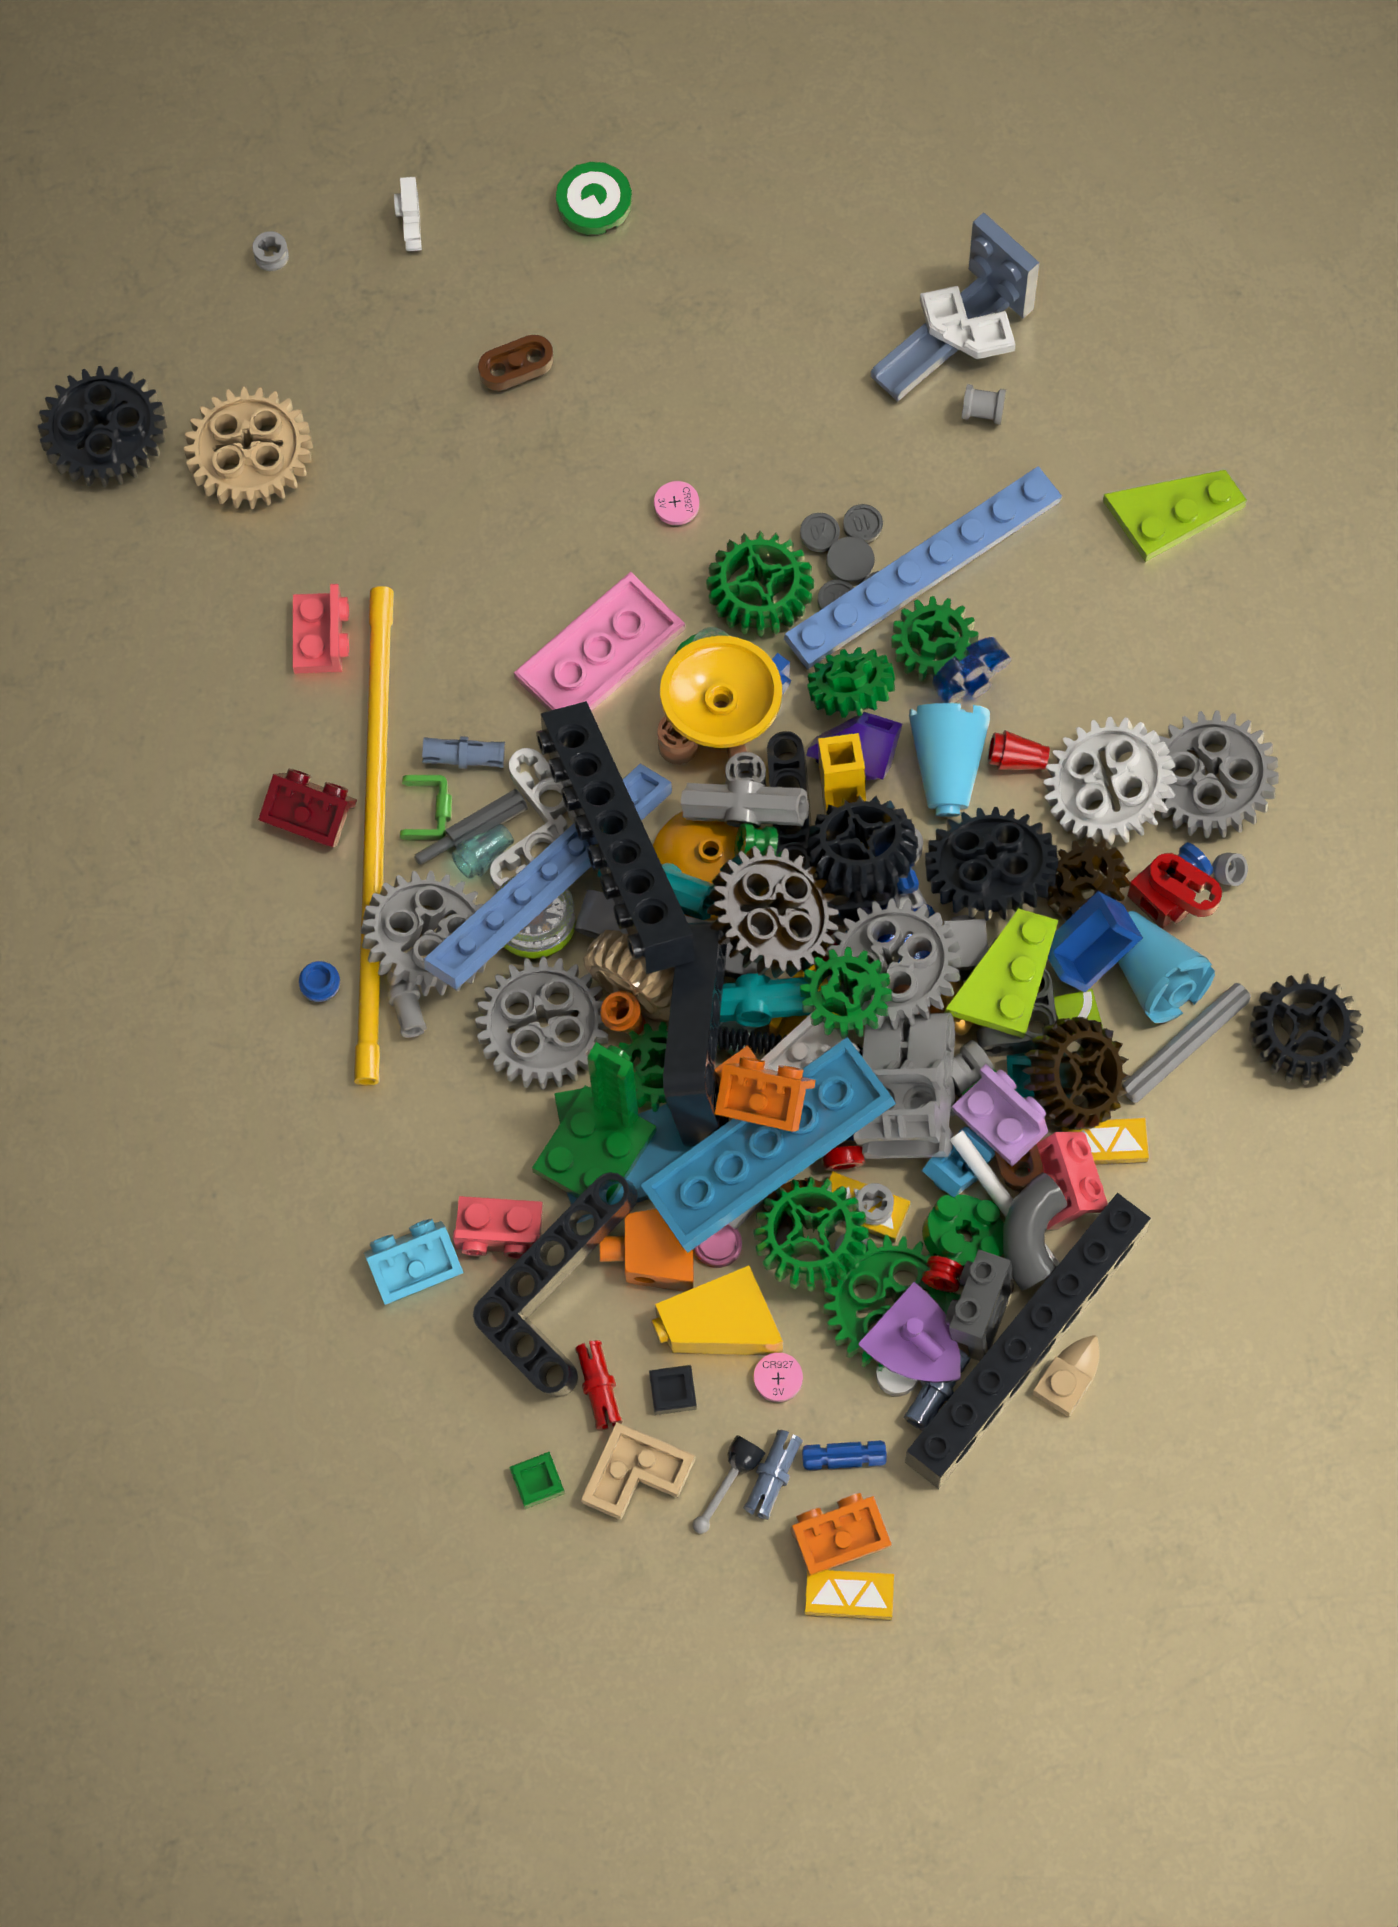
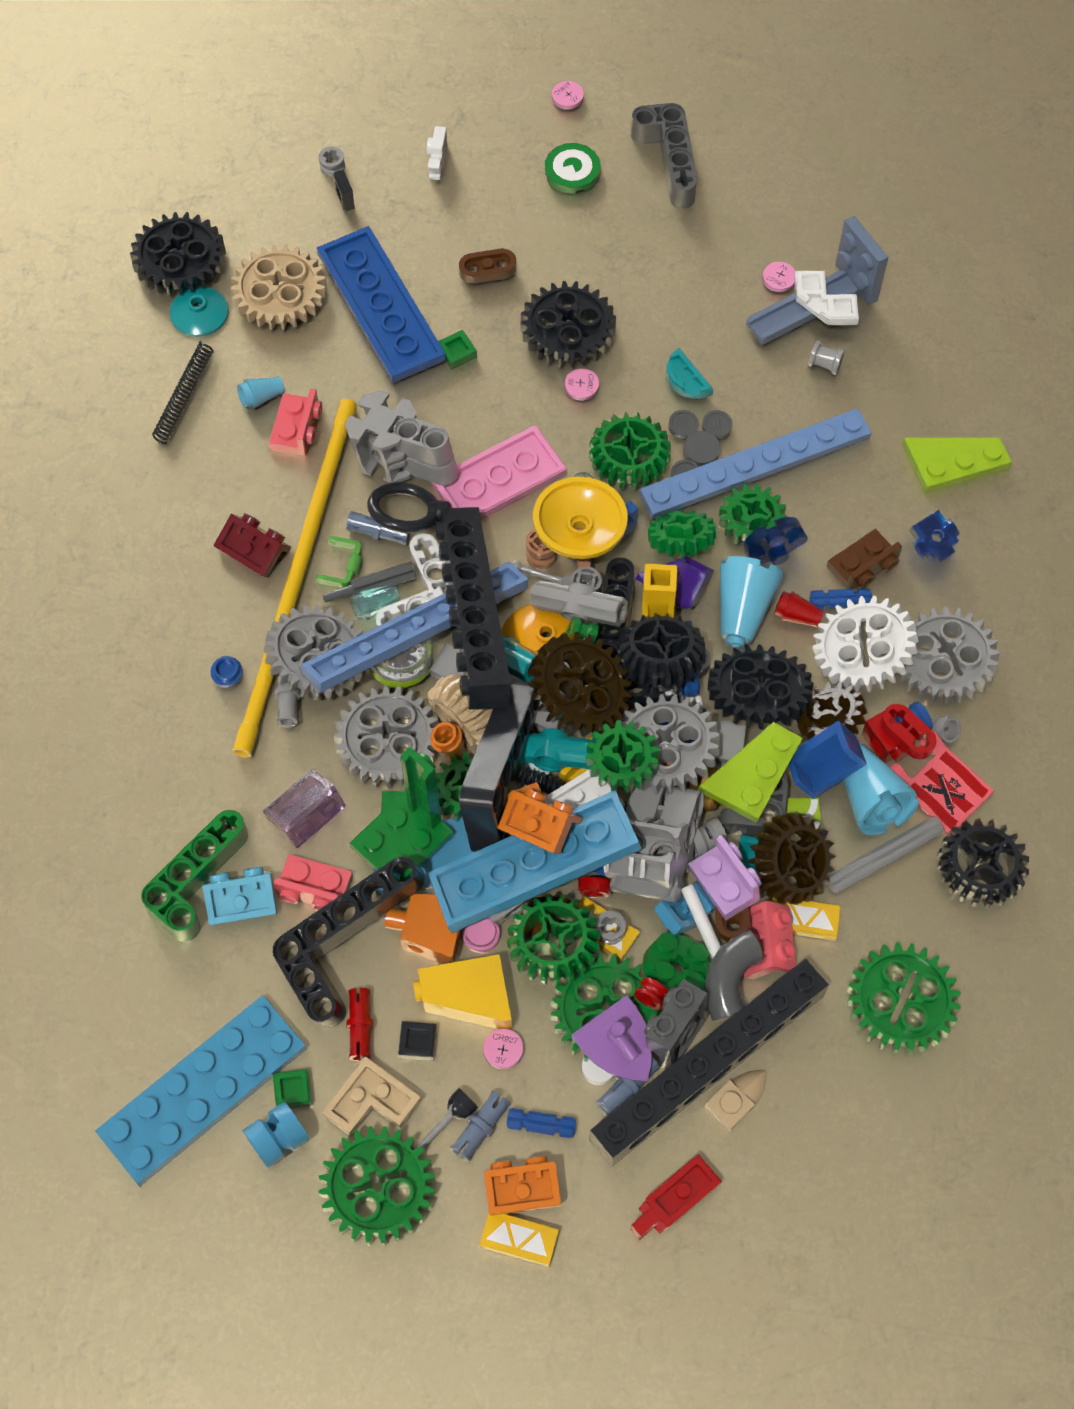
camera: 10 degrees right, 5 degrees down
(150, 515) = (202, 319): none -> teal dish
(161, 577) = (161, 422): none -> black piece
(260, 598) = (258, 391): none -> medium azure cone
(299, 292) = (344, 190): none -> black tile
(353, 1236) = (200, 868): none -> green beam
(388, 444) = (381, 304): none -> blue plate
(428, 1504) = (200, 1090): none -> dark azure plate
(463, 1133) = (305, 807): none -> bracket
(466, 635) = (400, 442): none -> light grey connector
(503, 487) = (458, 349): none -> green tile
(528, 710) = (400, 488): none -> black piece
(534, 1537) = (276, 1134): none -> dark azure wheel
(562, 91) = (567, 95): none -> bright pink piece
(640, 424) = (568, 324): none -> black gear
(692, 1600) = (389, 1215): none -> green gear
(717, 774) = (565, 580): none -> light grey hinge
(724, 155) = (669, 127): none -> dark grey beam
(808, 467) = (685, 377): none -> teal plate
(899, 300) = (779, 276): none -> bright pink piece
(1023, 1507) = (676, 1197): none -> red hinge
(1065, 725) = (838, 597): none -> blue axle
(1086, 668) = (864, 560): none -> reddish brown bracket
(1154, 618) = (935, 525): none -> clear blue brick
(1243, 942) = (946, 787): none -> flag
(1278, 1223) = (932, 1012): none -> green gear

